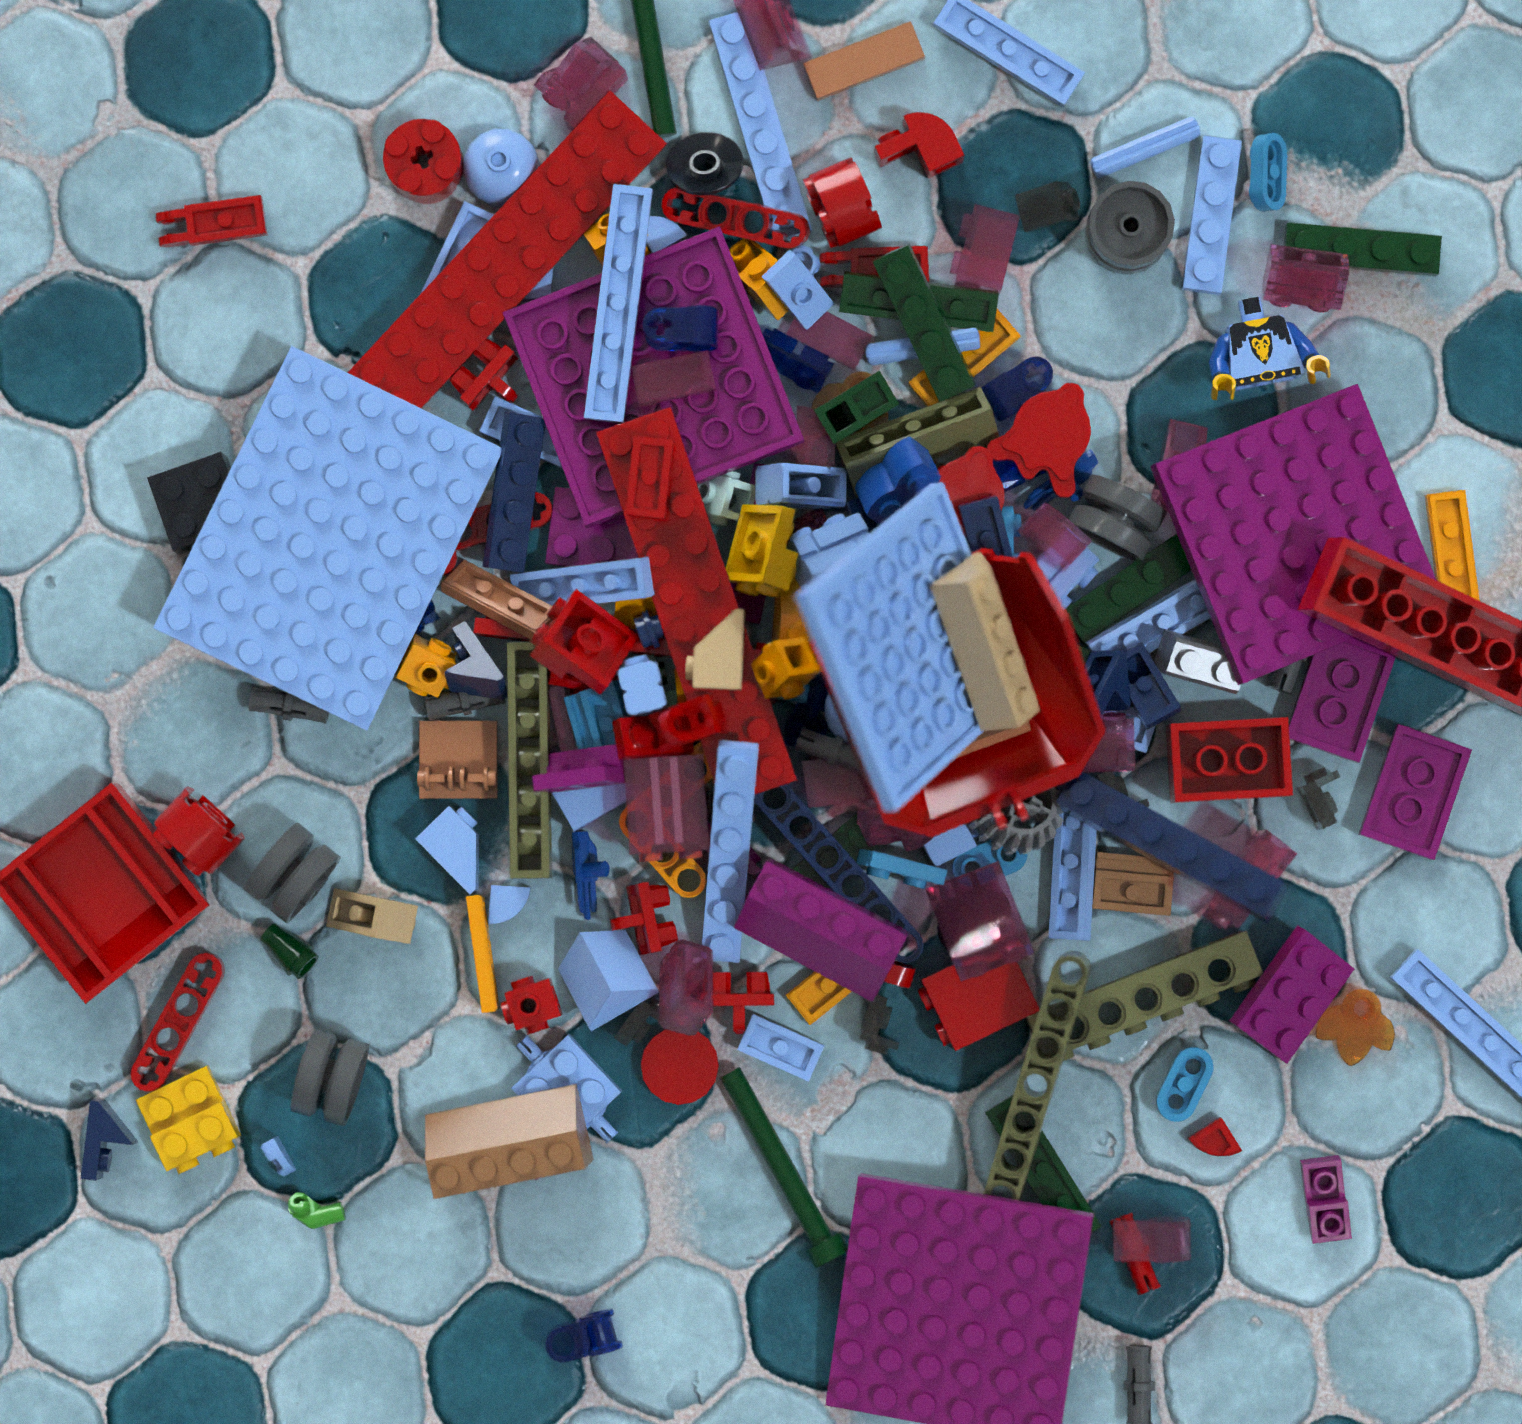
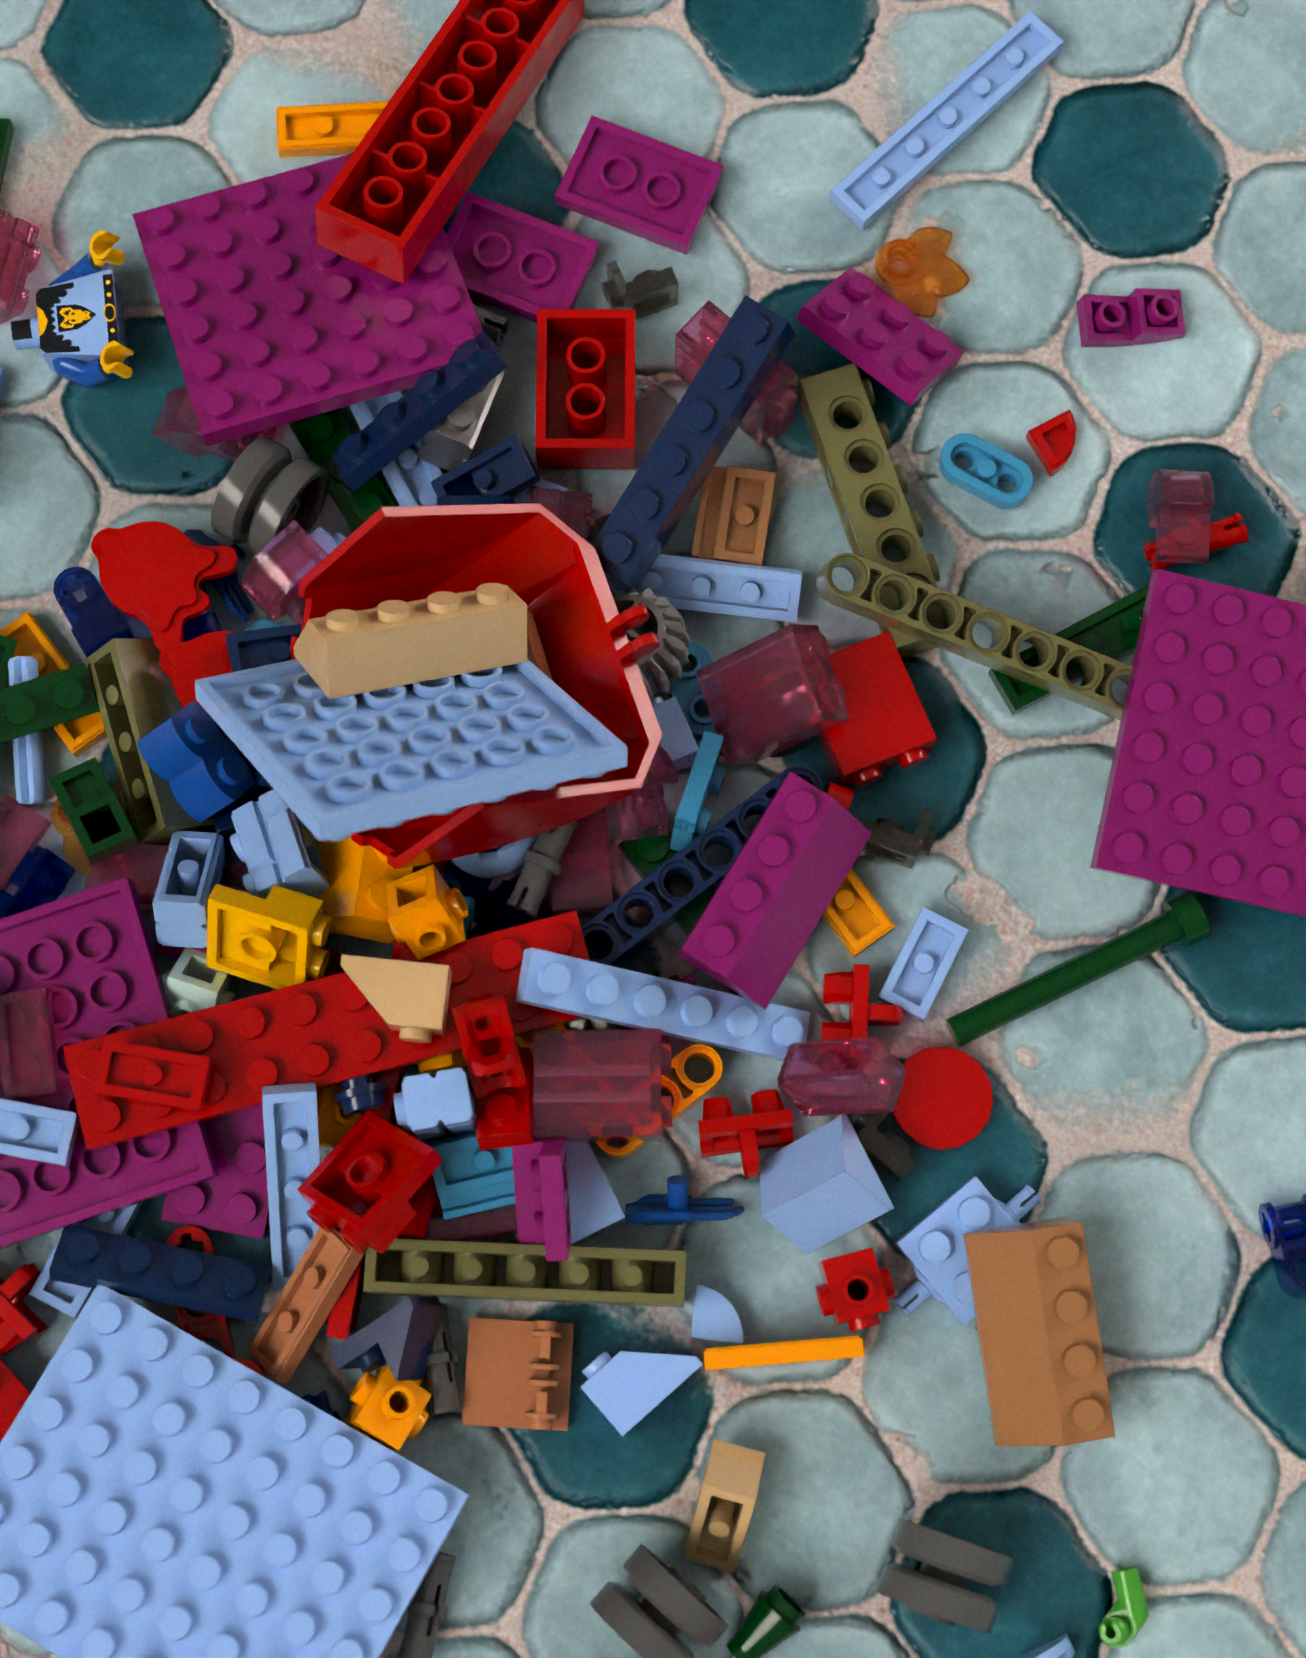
camera: 90 degrees left, 10 degrees down
(1192, 630) = (418, 411): none -> dark blue plate

